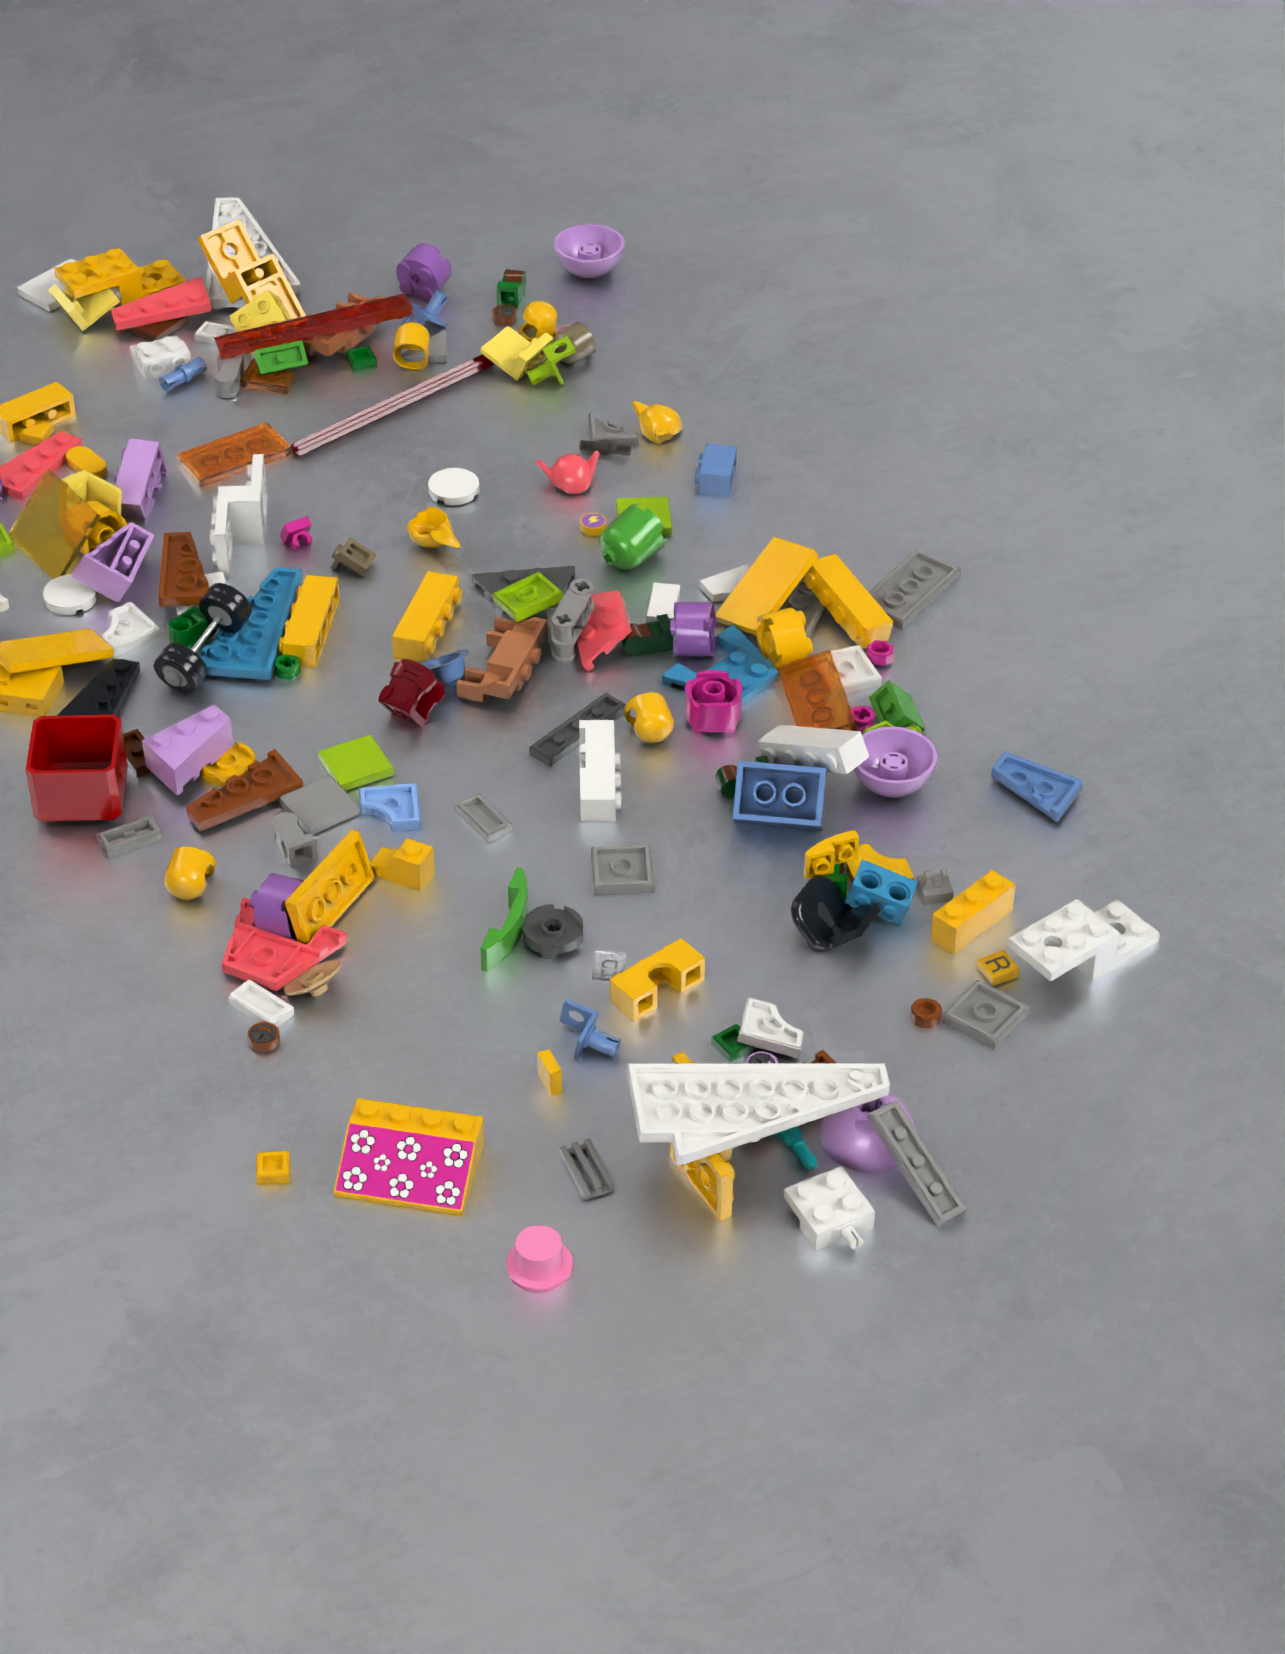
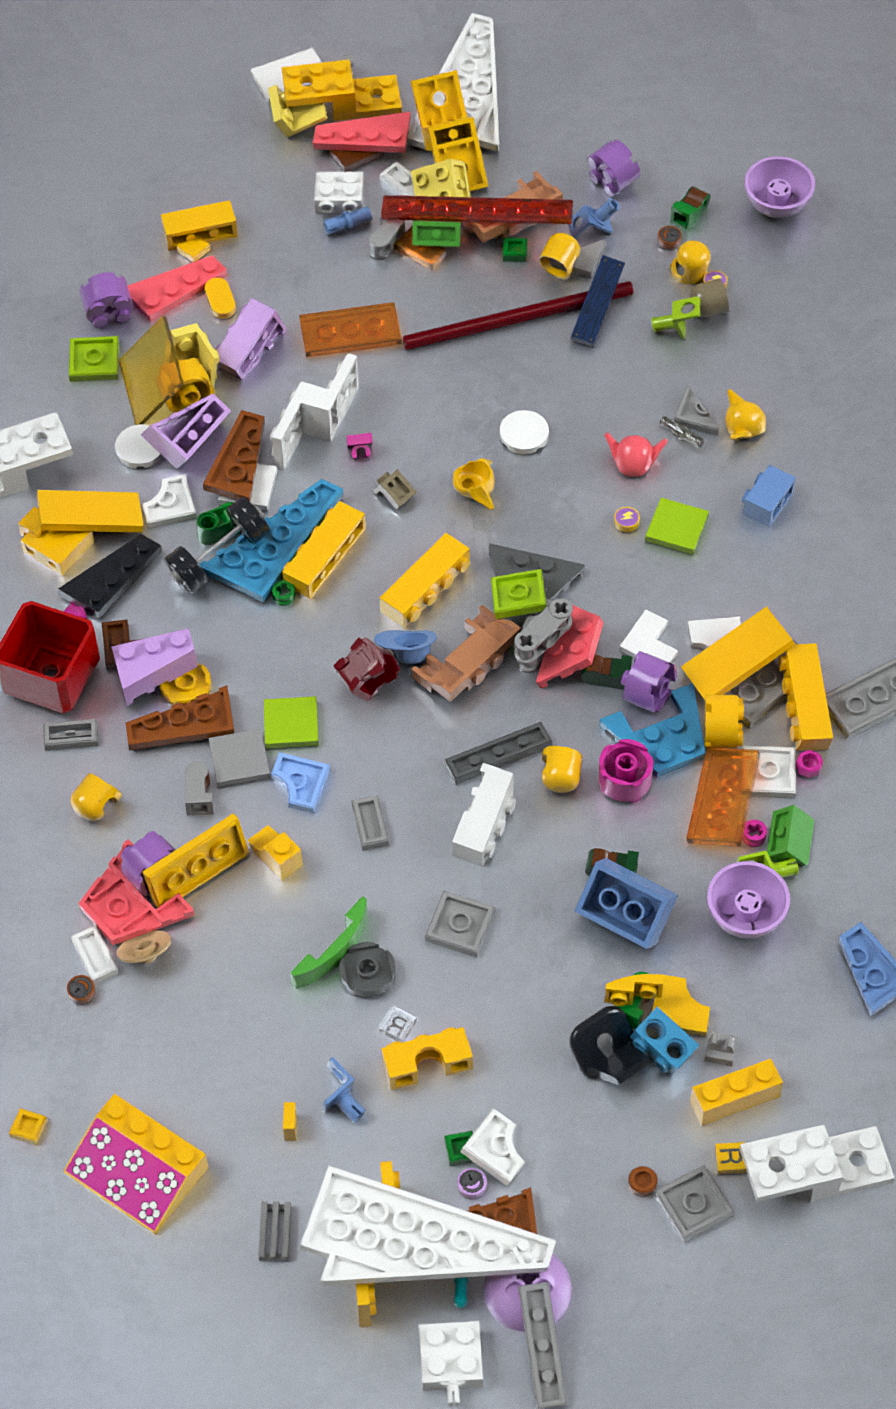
camera: 25 degrees right, 15 degrees up
(467, 371) = (597, 301): none -> dark blue tile
(514, 352) = (651, 290): light yellow bracket -> none
(539, 1260) = (192, 1310): bright pink piece -> none
(632, 538) = (643, 556): bright green cylinder -> none
(814, 747) = (679, 864): white brick -> none

